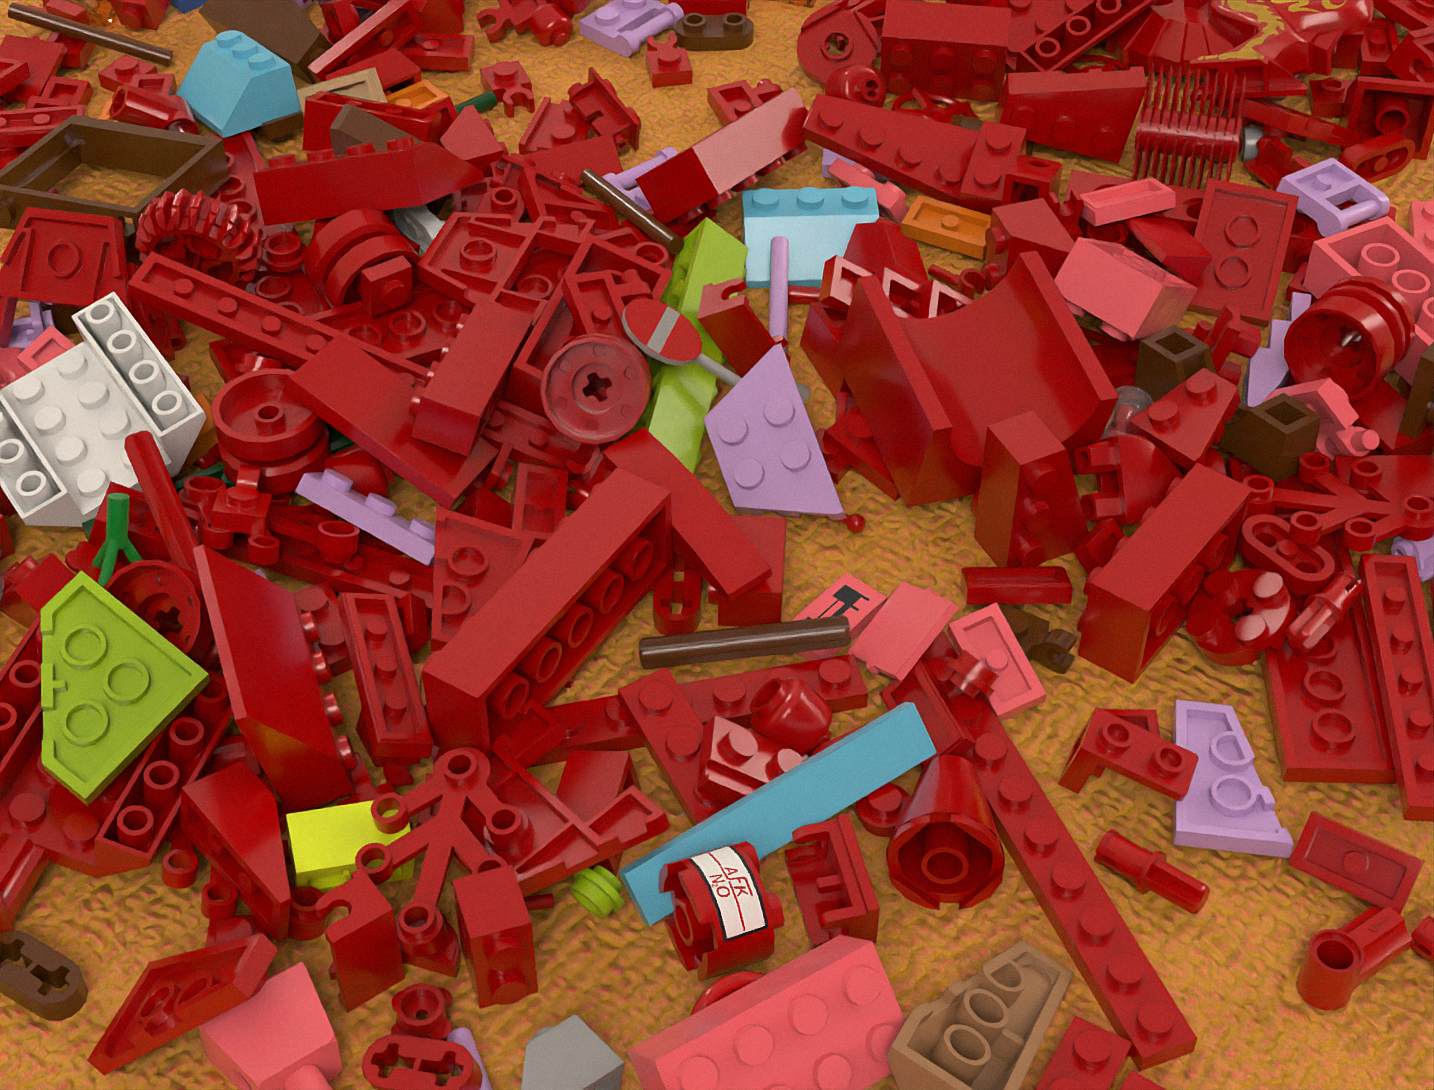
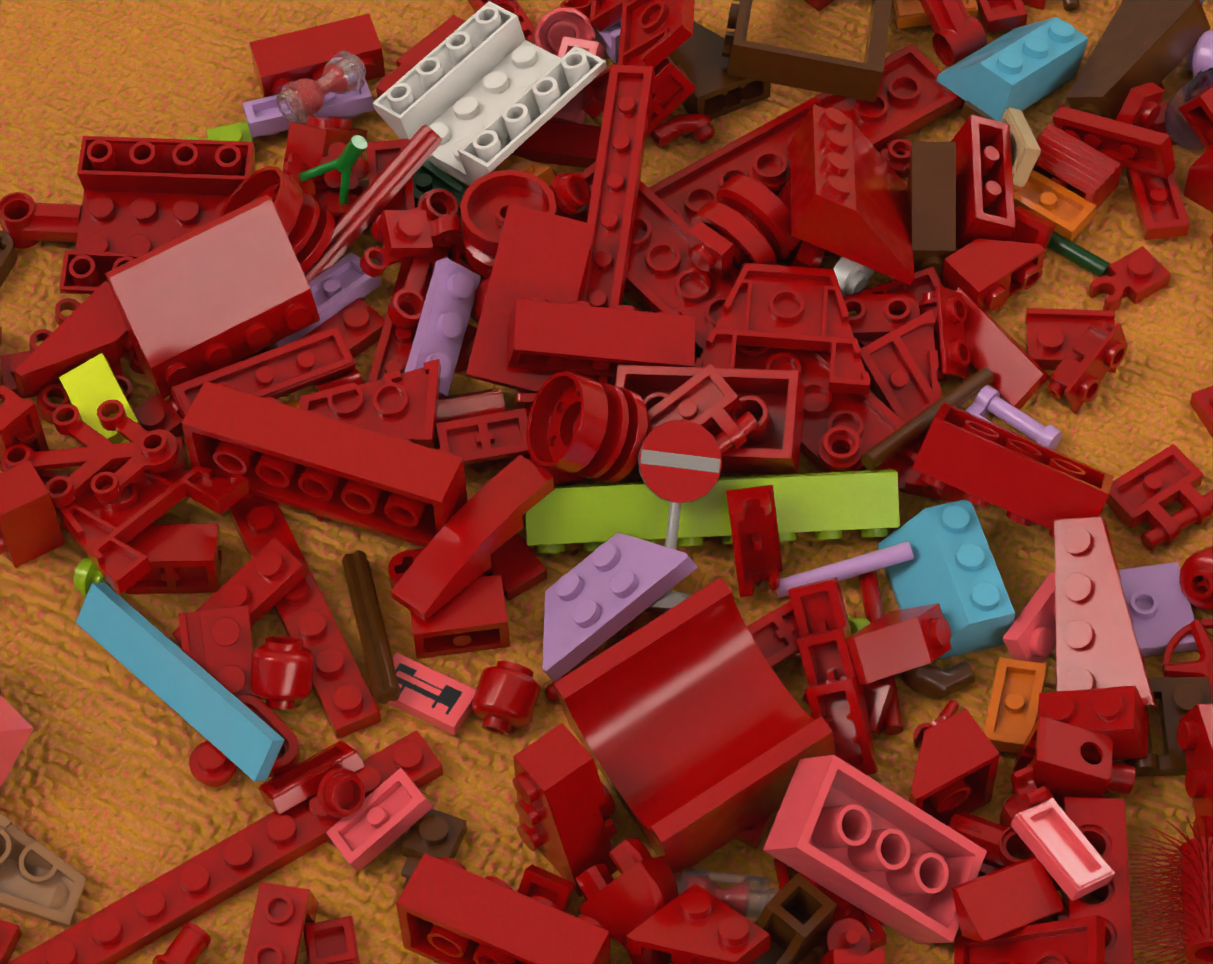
camera: 80 degrees right, 10 degrees up
(105, 686) = (182, 195): lime plate -> none
(201, 236) = (724, 102): red gear -> none
(720, 910) = (66, 652): red brick -> none
(832, 883) = (125, 741): red hinge -> none
(864, 547) = (505, 697): none -> red head
(902, 630) = (394, 736): coral piece -> none
(946, 839) = (182, 801): red cone -> none
(1016, 585) = (491, 830): red tile -> none

